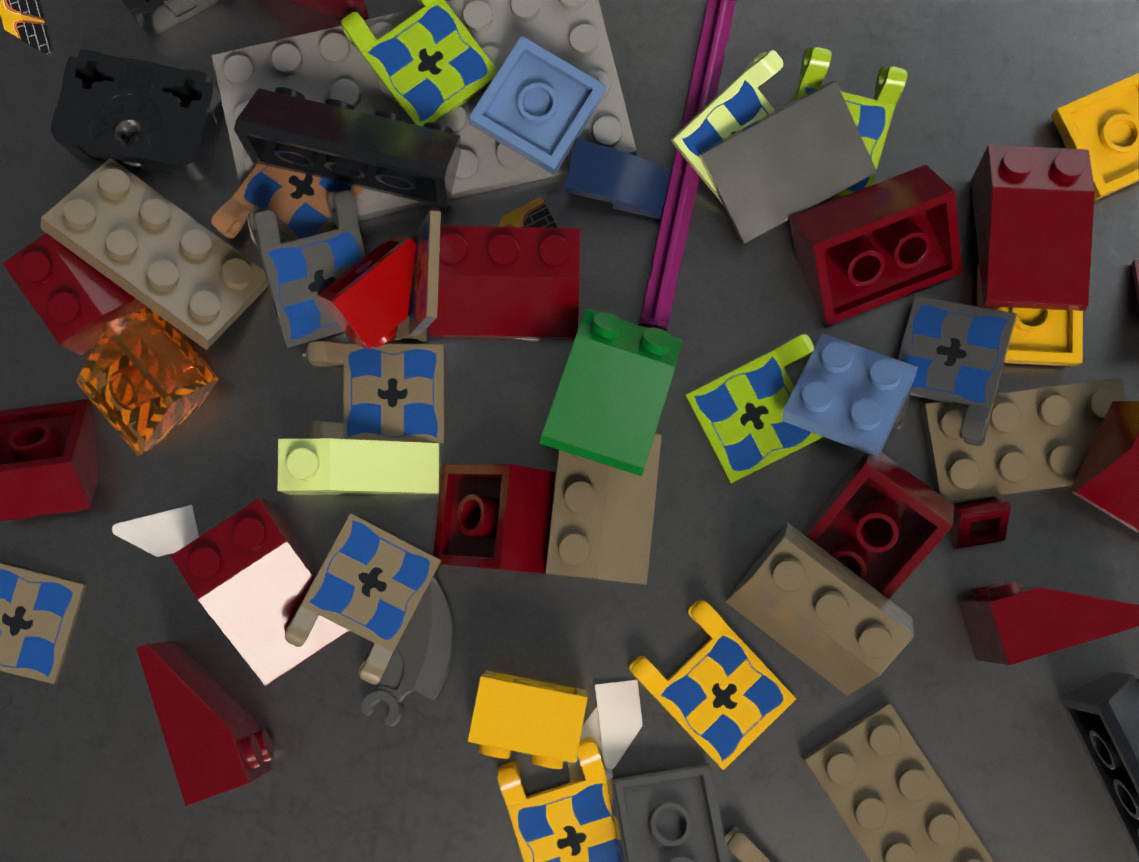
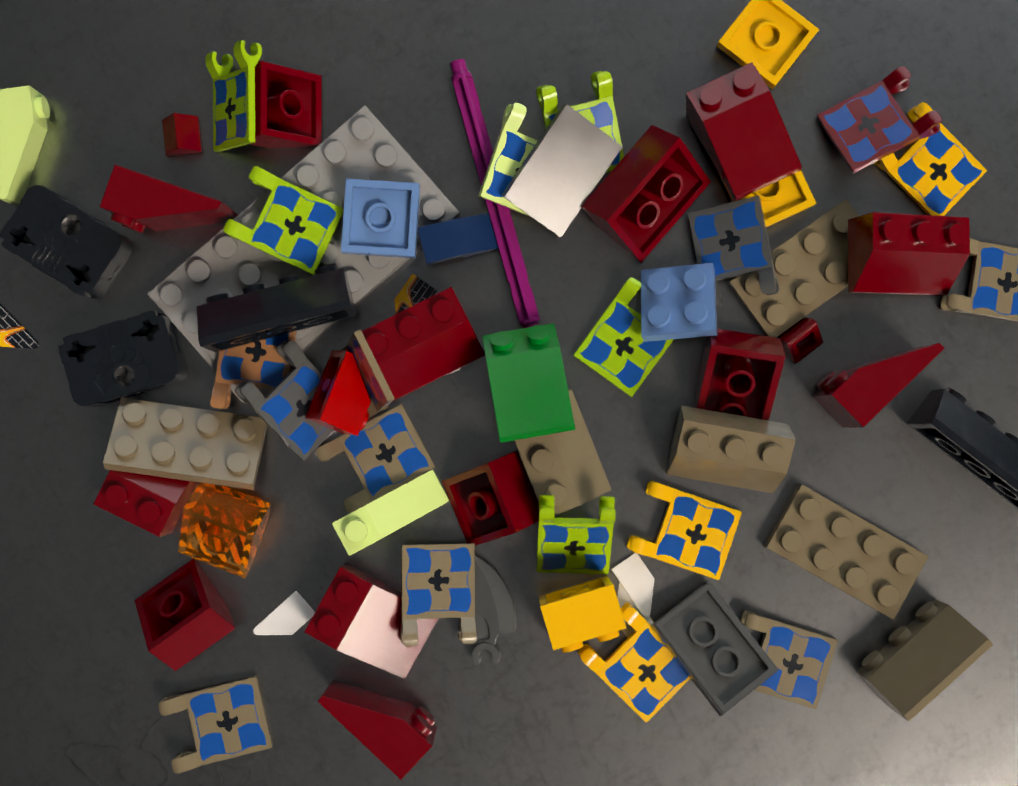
camera: 20 degrees left, 5 degrees up
(566, 624) = (574, 543): none -> lime flag

